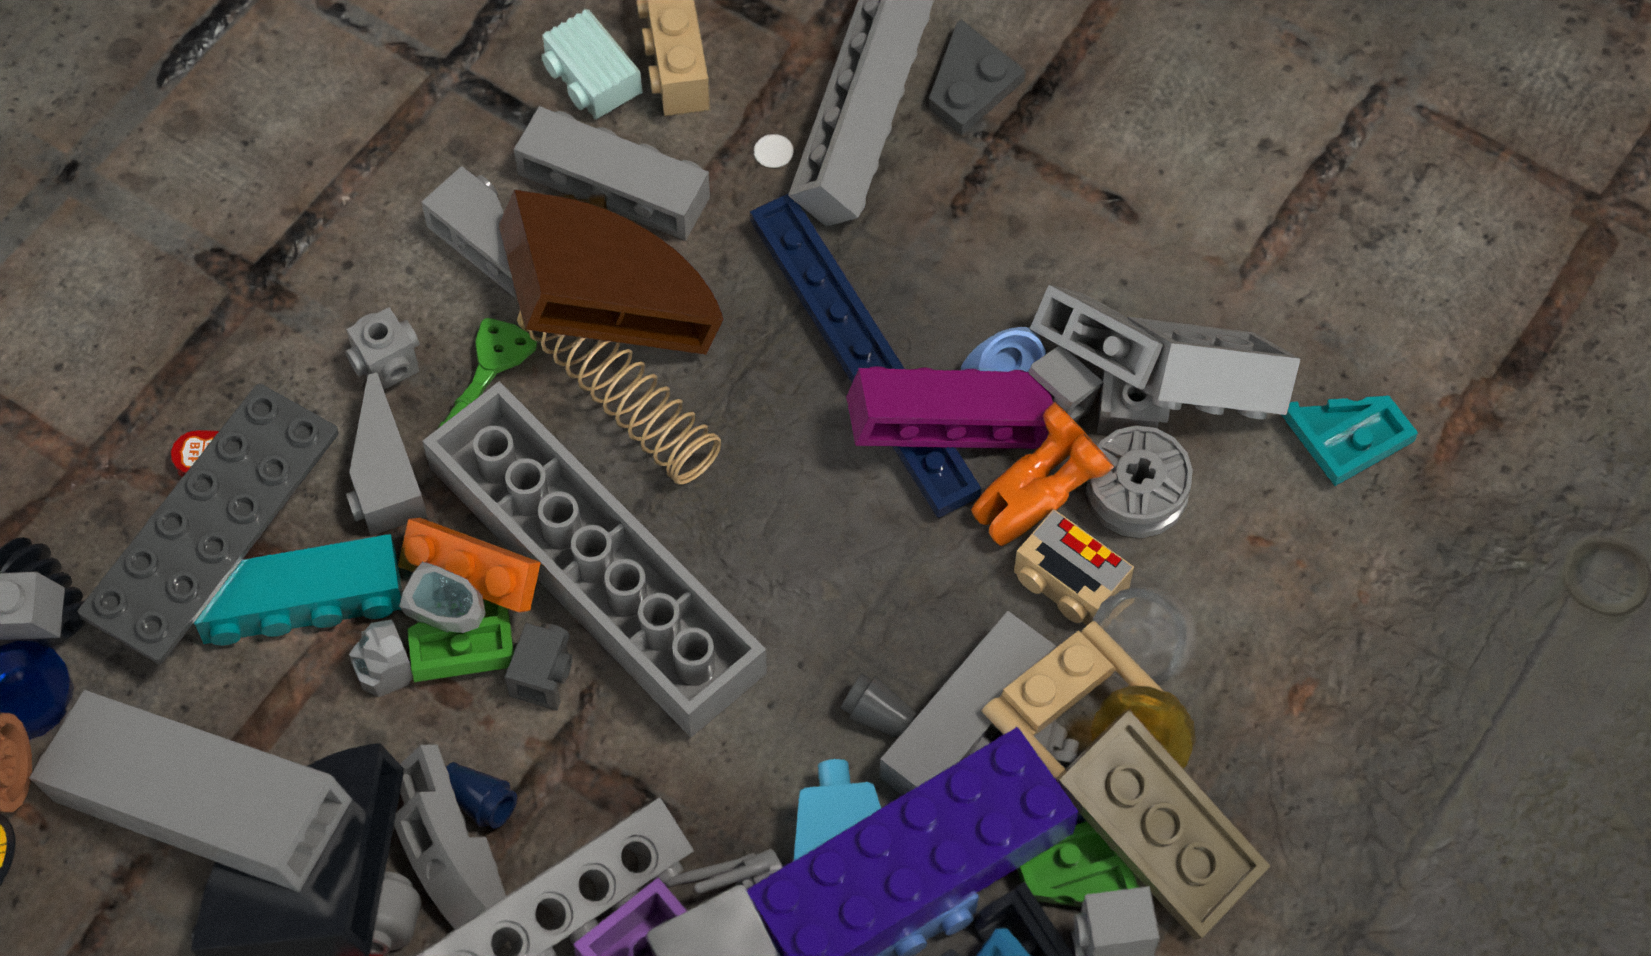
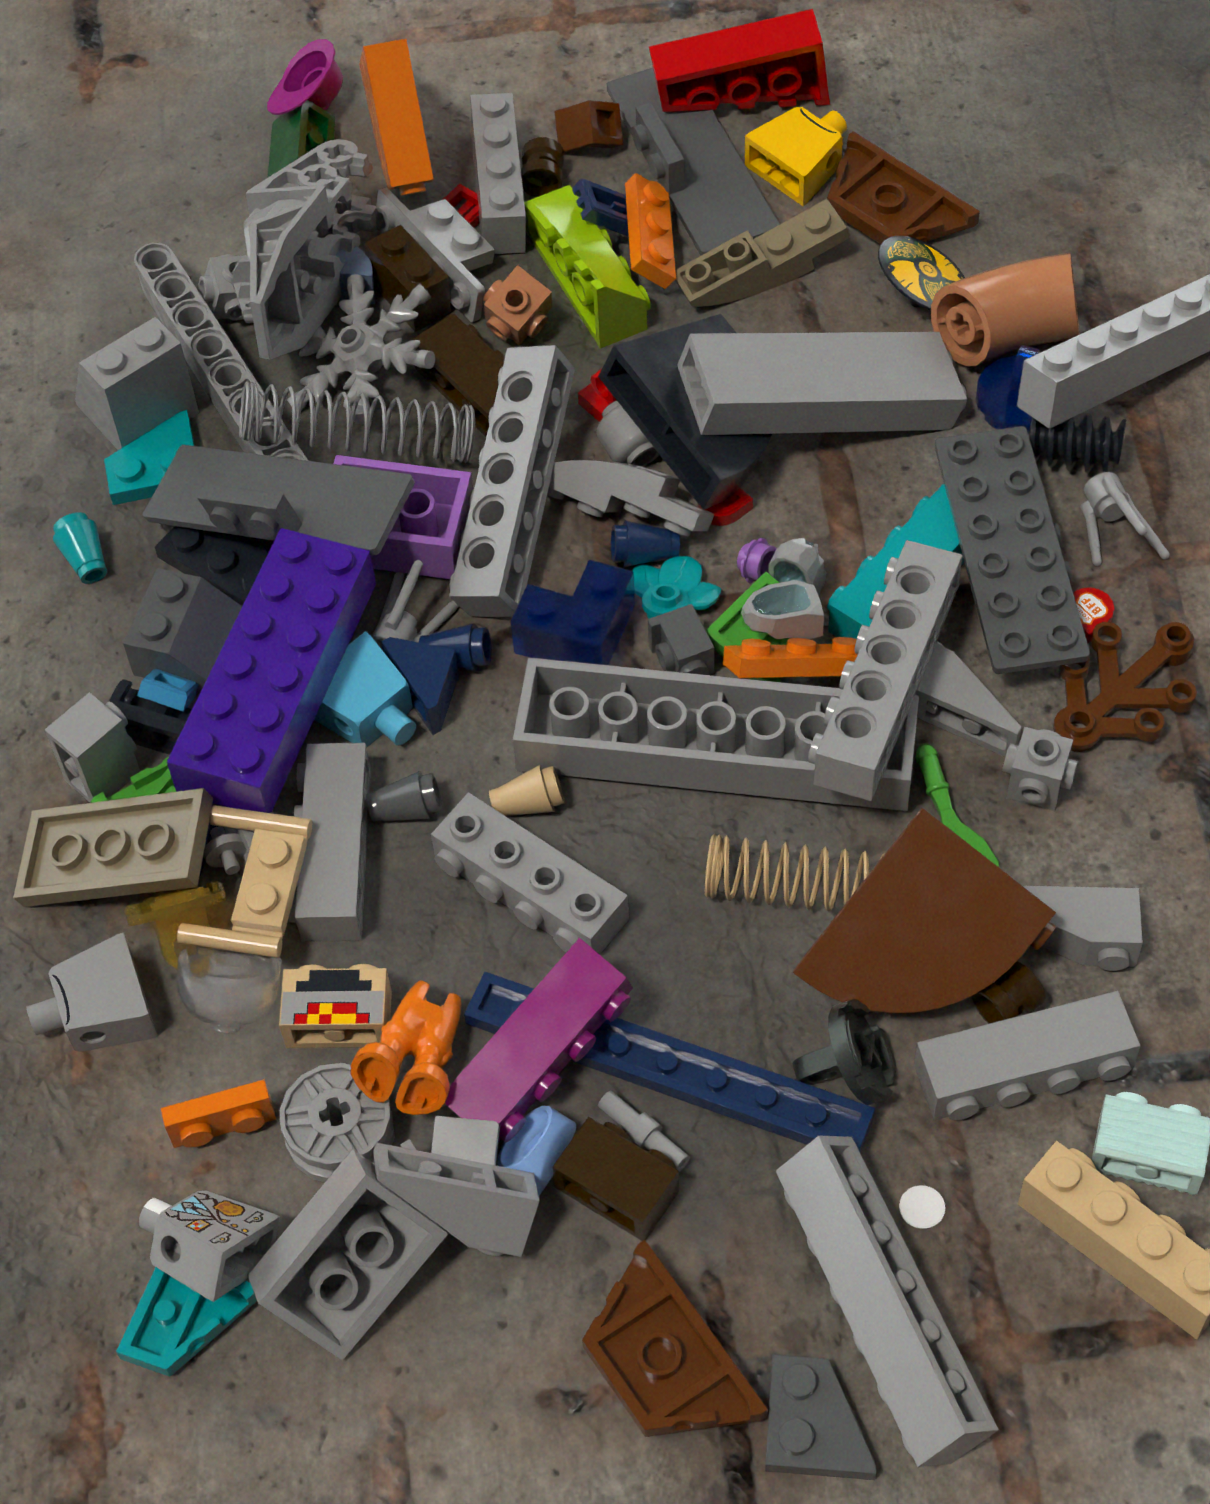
camera: 145 degrees right, 5 degrees down
(73, 526) = (1110, 502): none -> light grey plant
(250, 369) = (1123, 690): none -> reddish brown plant
(400, 457) = (886, 671): none -> light grey brick
(401, 702) = (755, 559): none -> medium lavender plate
(484, 737) = (673, 586): none -> teal plate
(605, 743) = (576, 626): none -> clear blue brick
(721, 817) = (470, 643): none -> dark blue cone
(738, 249) = (855, 1052): none -> pearl dark grey tile
(771, 803) = (430, 676): none -> dark blue slope
(781, 636) = (529, 793): none -> tan cone
(840, 562) = (528, 876): none -> light grey brick
(919, 323) = (642, 1129): none -> light grey bar
(967, 296) = (617, 1177): none -> dark brown brick
(1034, 176) = (665, 1356): none -> reddish brown wing
(1221, 552) = (231, 1110): none -> orange plate
(1258, 718) = (96, 999): none -> light grey torso
(1301, 447) = (208, 1240): none -> light grey torso

